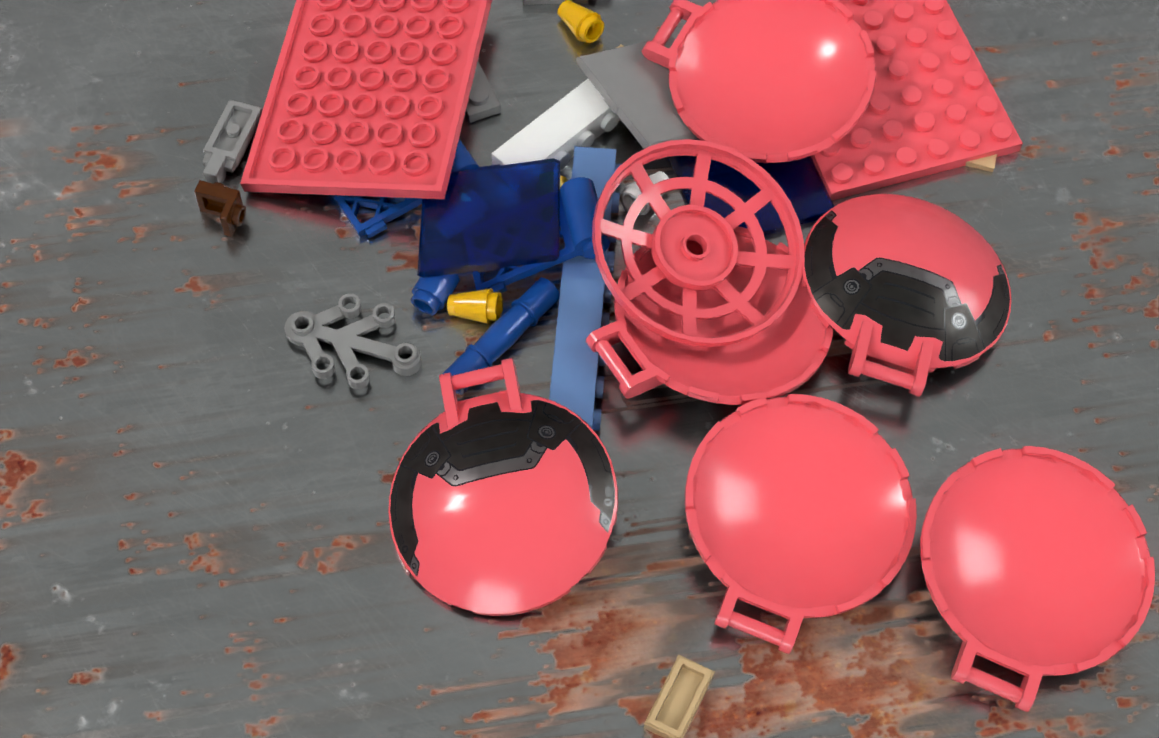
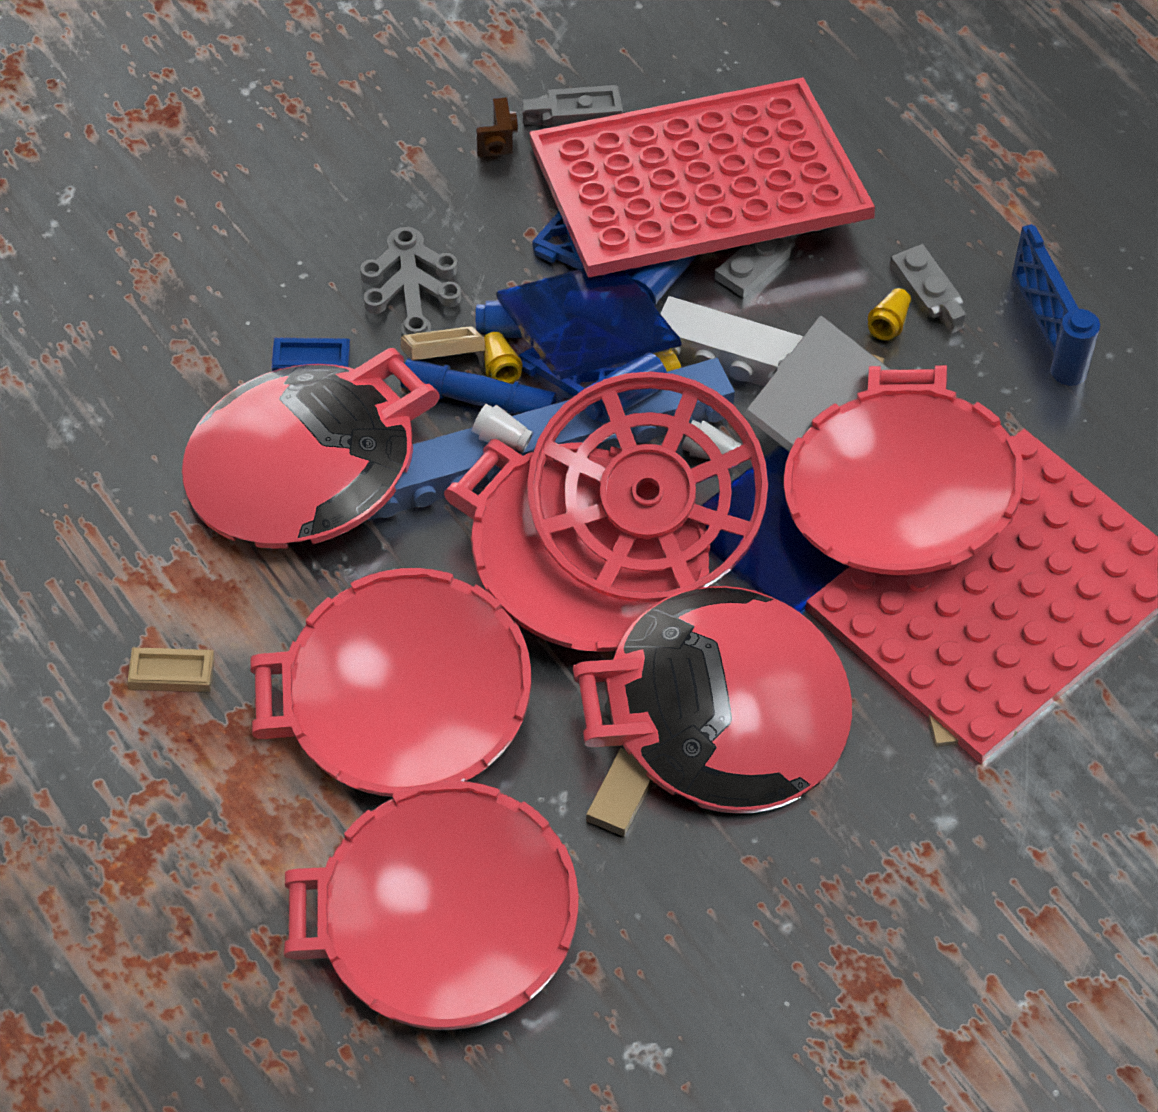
camera: 65 degrees right, 5 degrees down
(384, 453) = (303, 351): none -> blue tile
(439, 341) = (442, 343): none -> tan tile
(573, 327) = (499, 425): none -> white cone
(958, 398) = (619, 795): none -> tan tile

